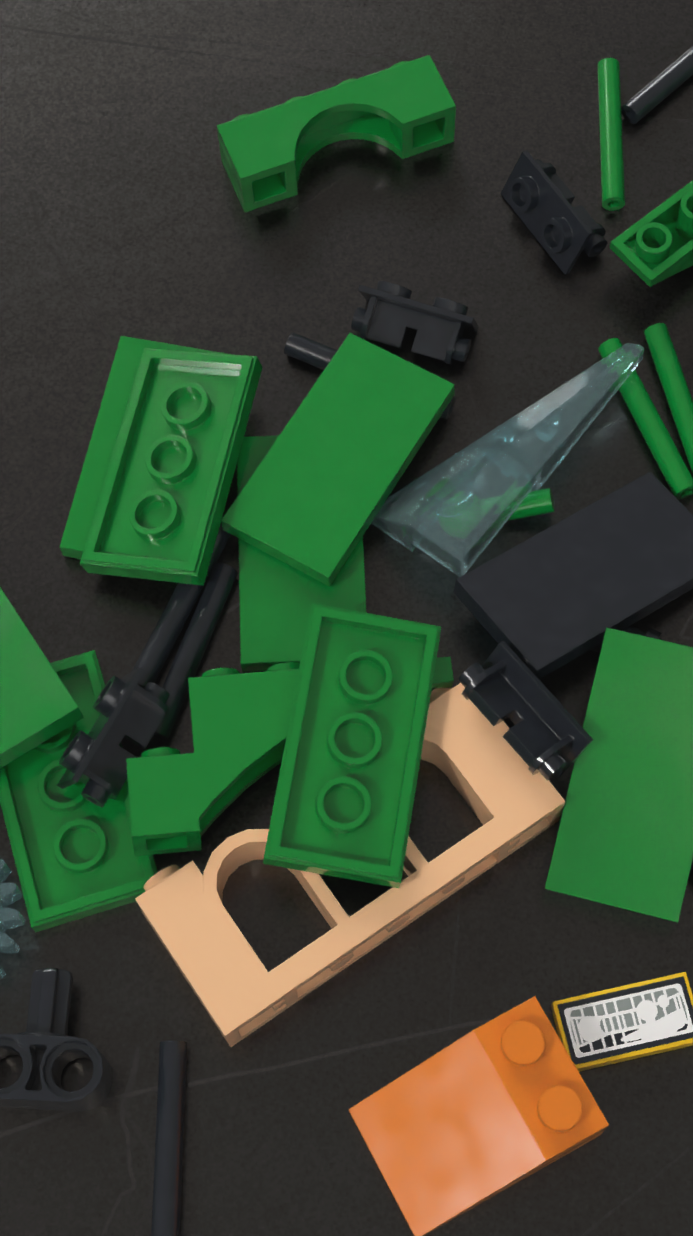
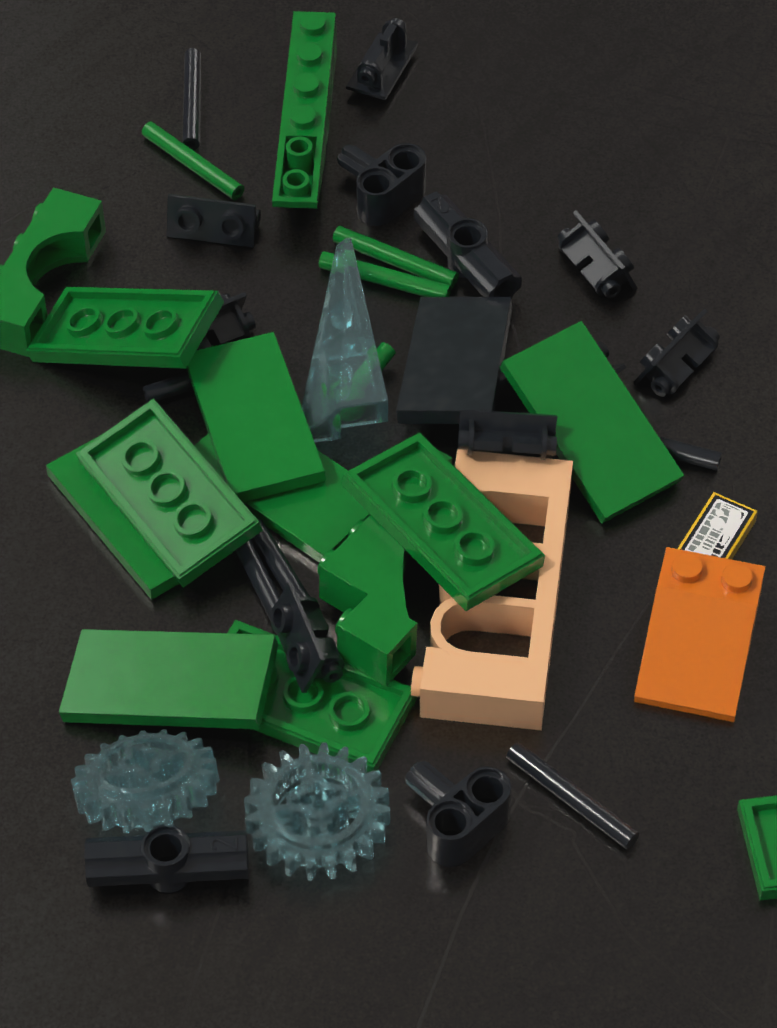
camera: 50 degrees left, 15 degrees down
(331, 260) = (125, 327): none -> green tile

